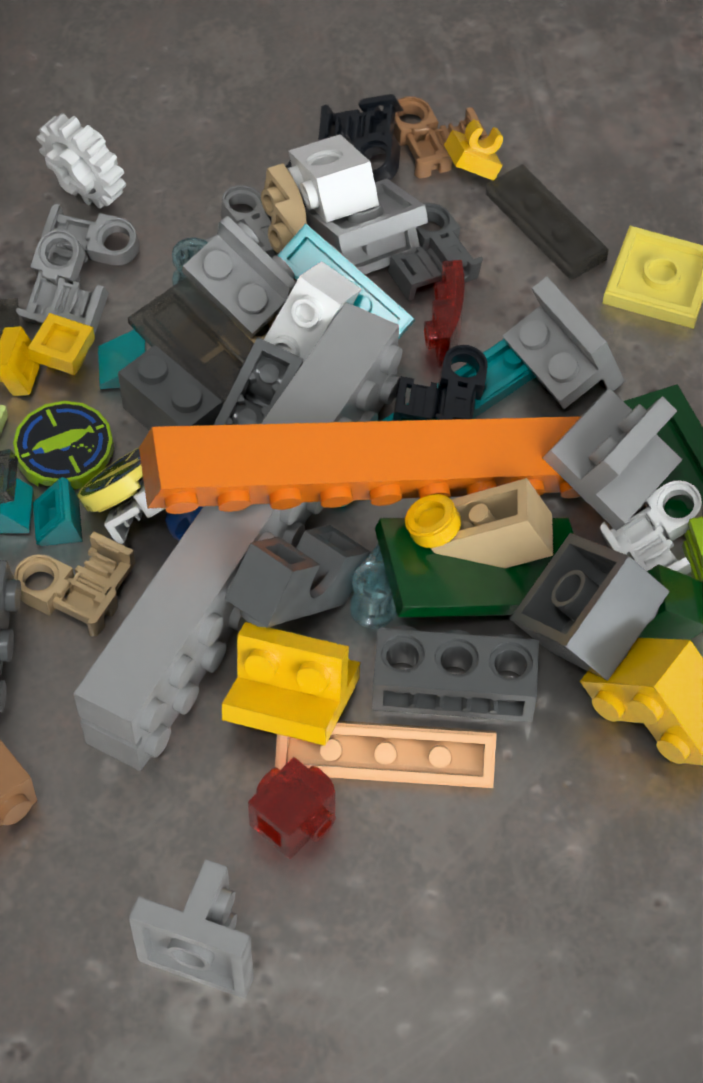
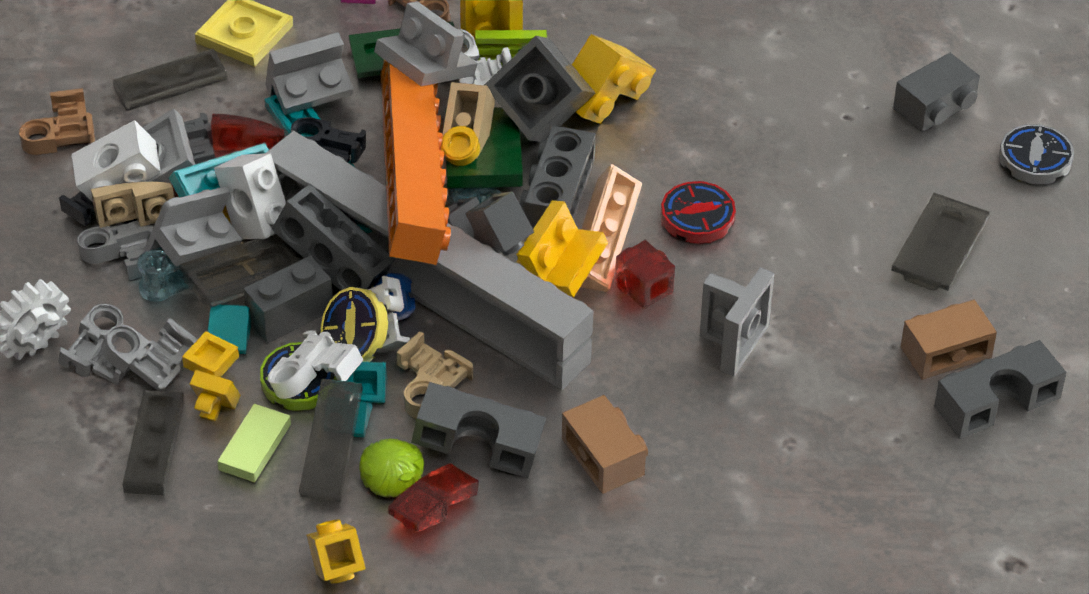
camera: 80 degrees left, 10 degrees down
(57, 443) = (320, 351): none -> white piece
(367, 131) = (42, 157): black piece -> none
(445, 869) = (698, 212): none -> tile
(475, 154) = (99, 94): yellow tile -> none

